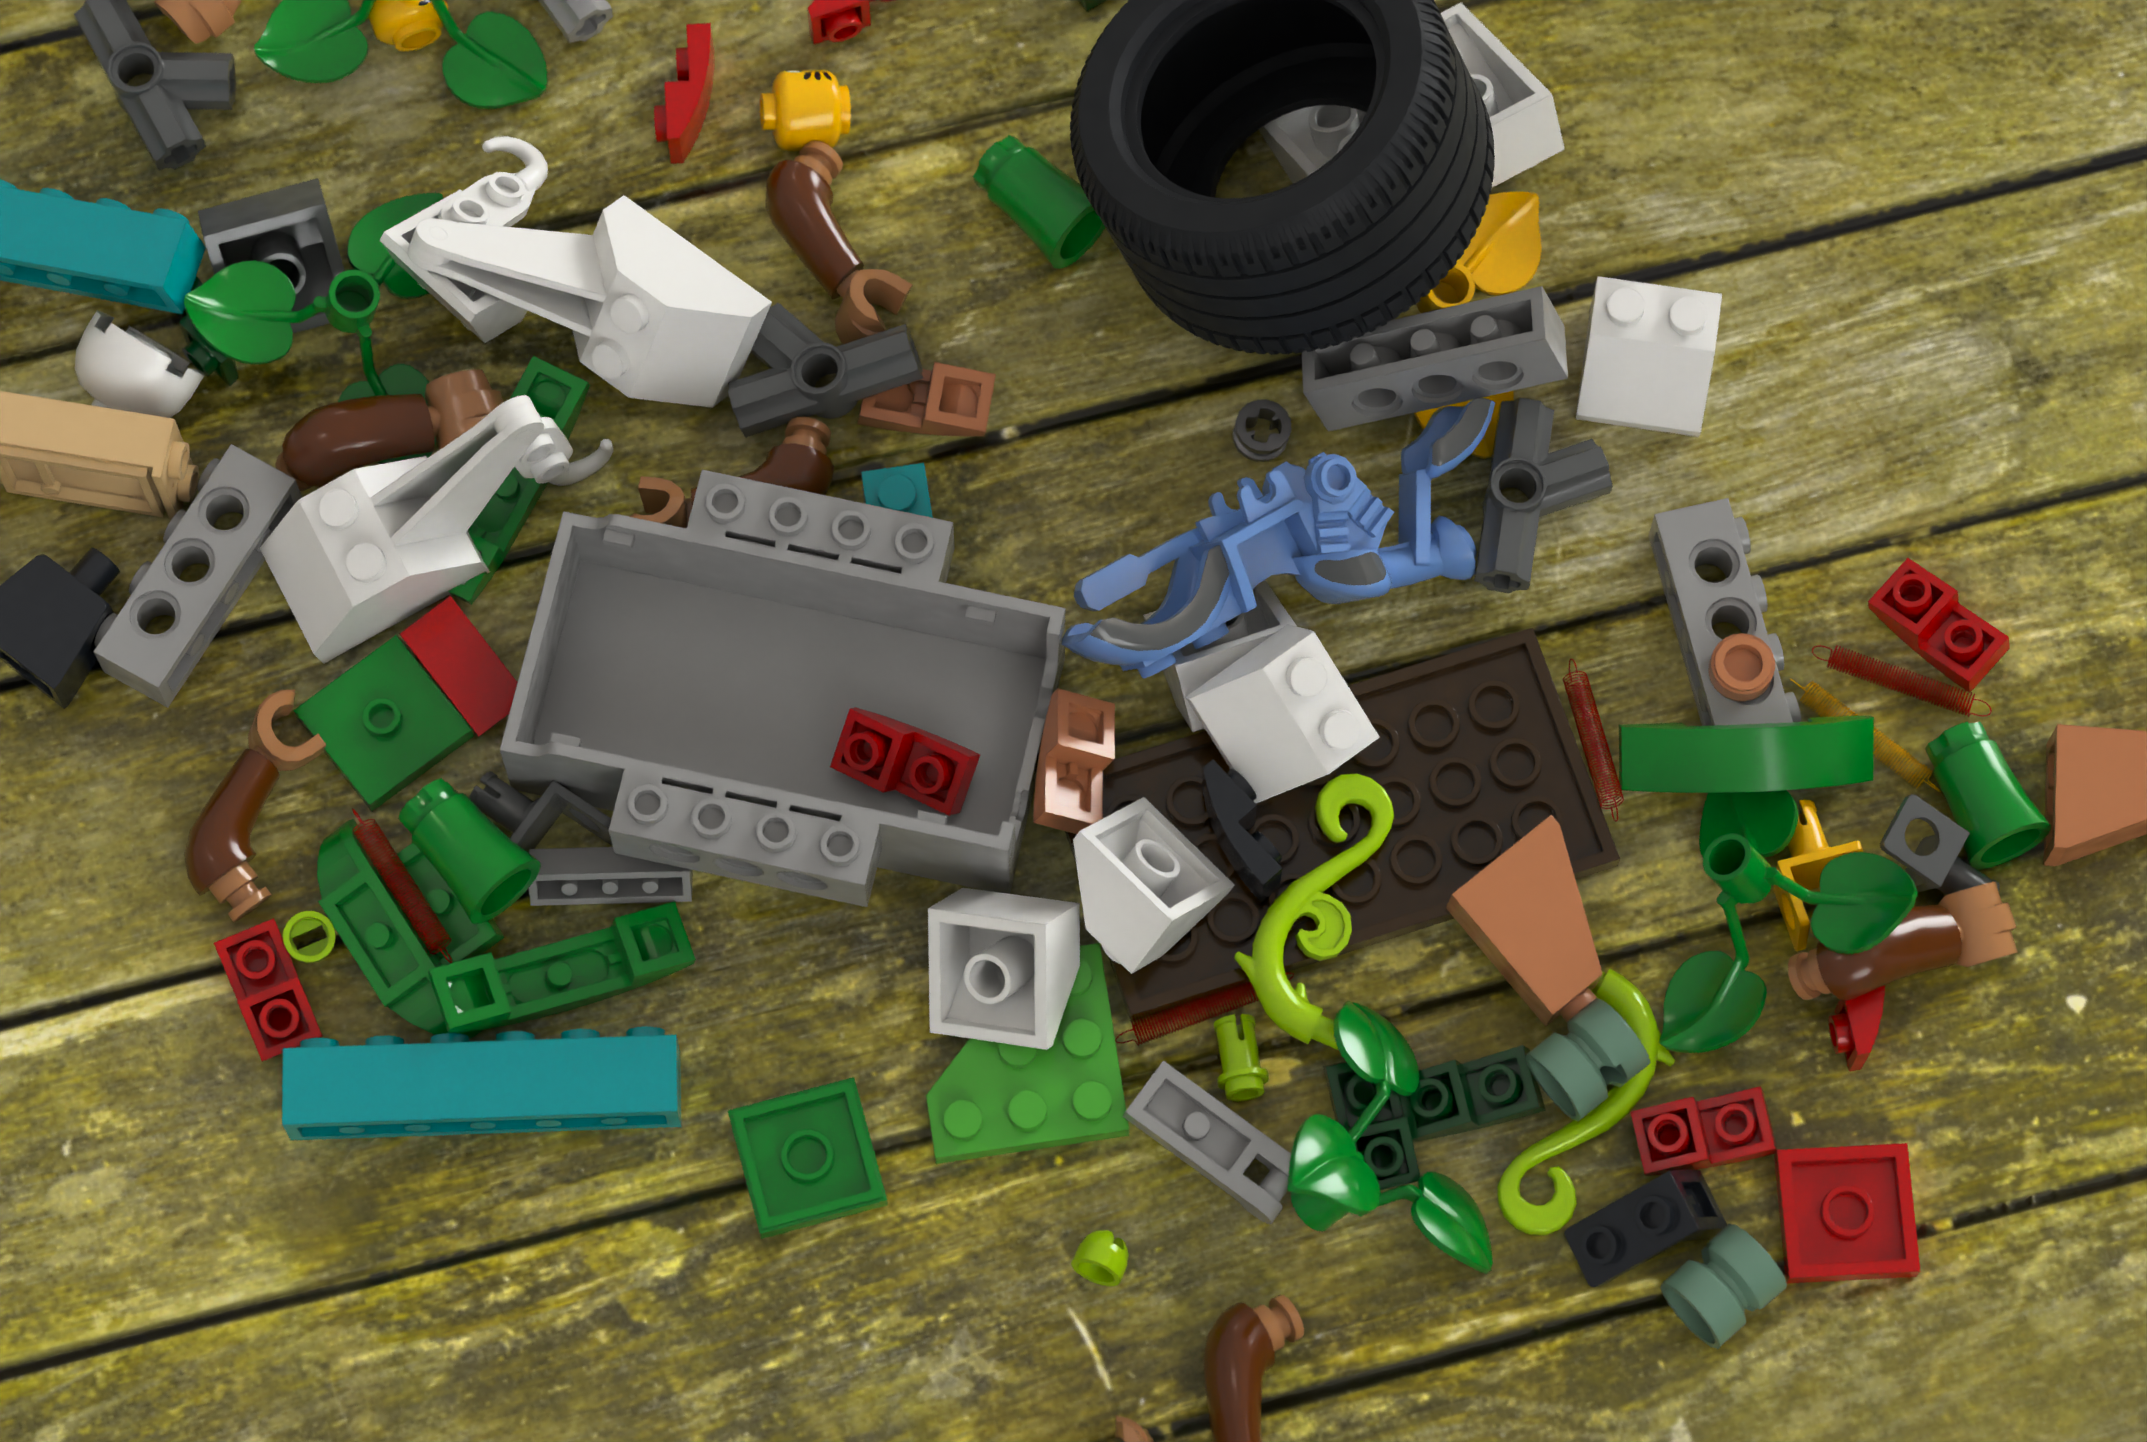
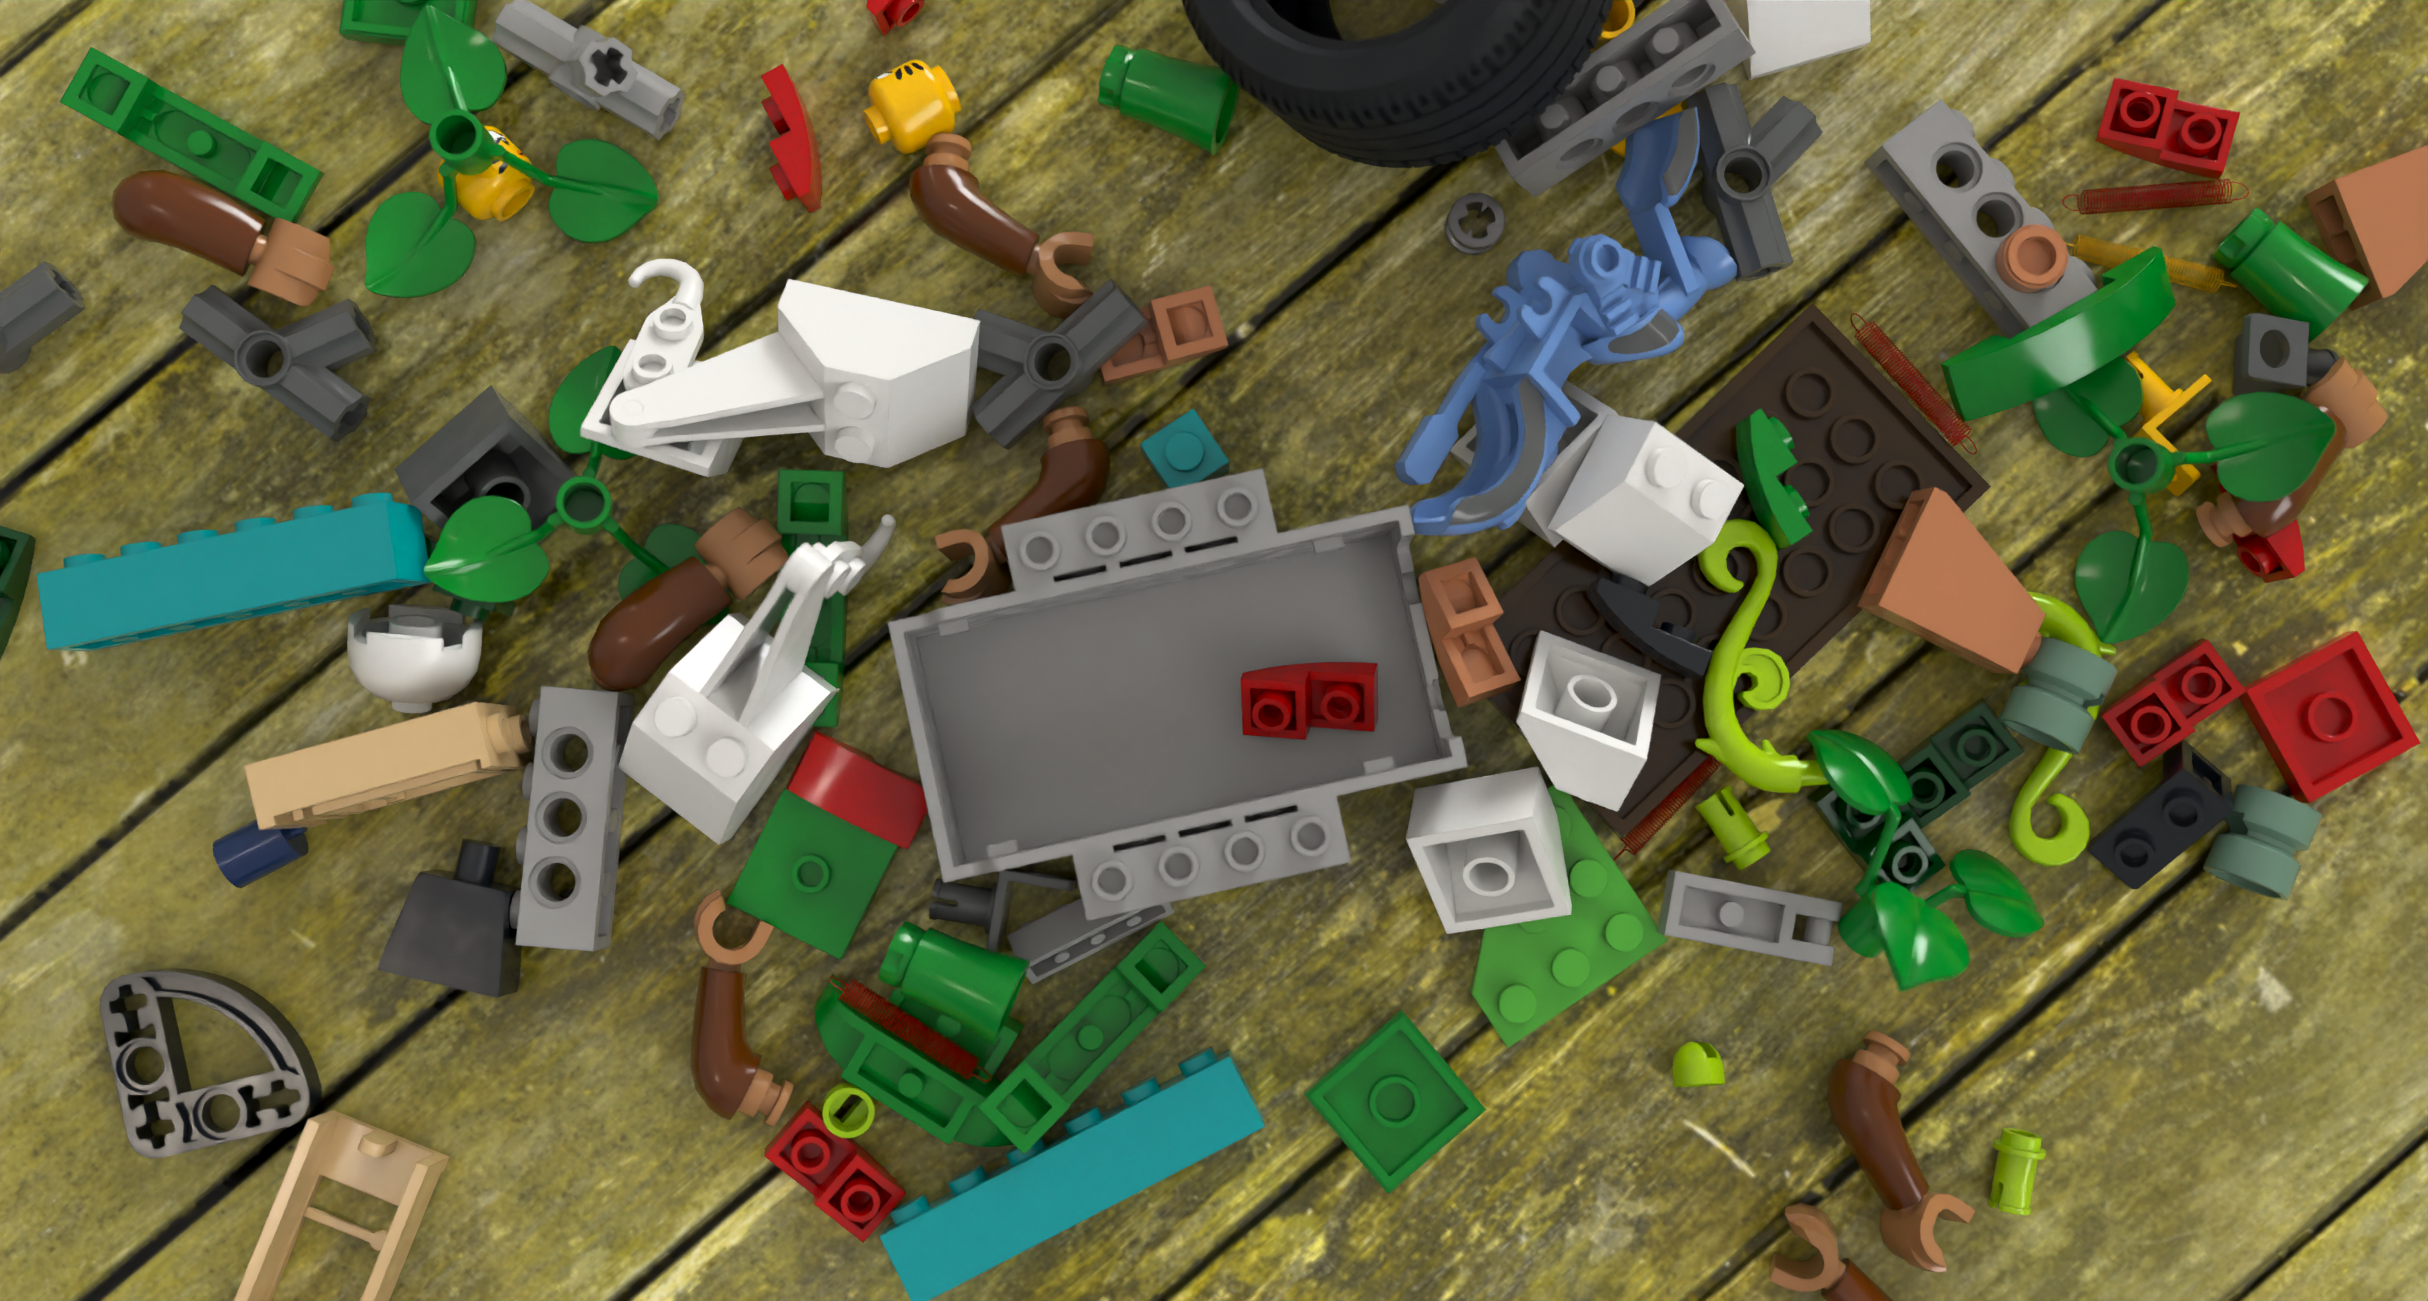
camera: 20 degrees left, 15 degrees up
(1416, 741) = (1763, 454): none -> green slope

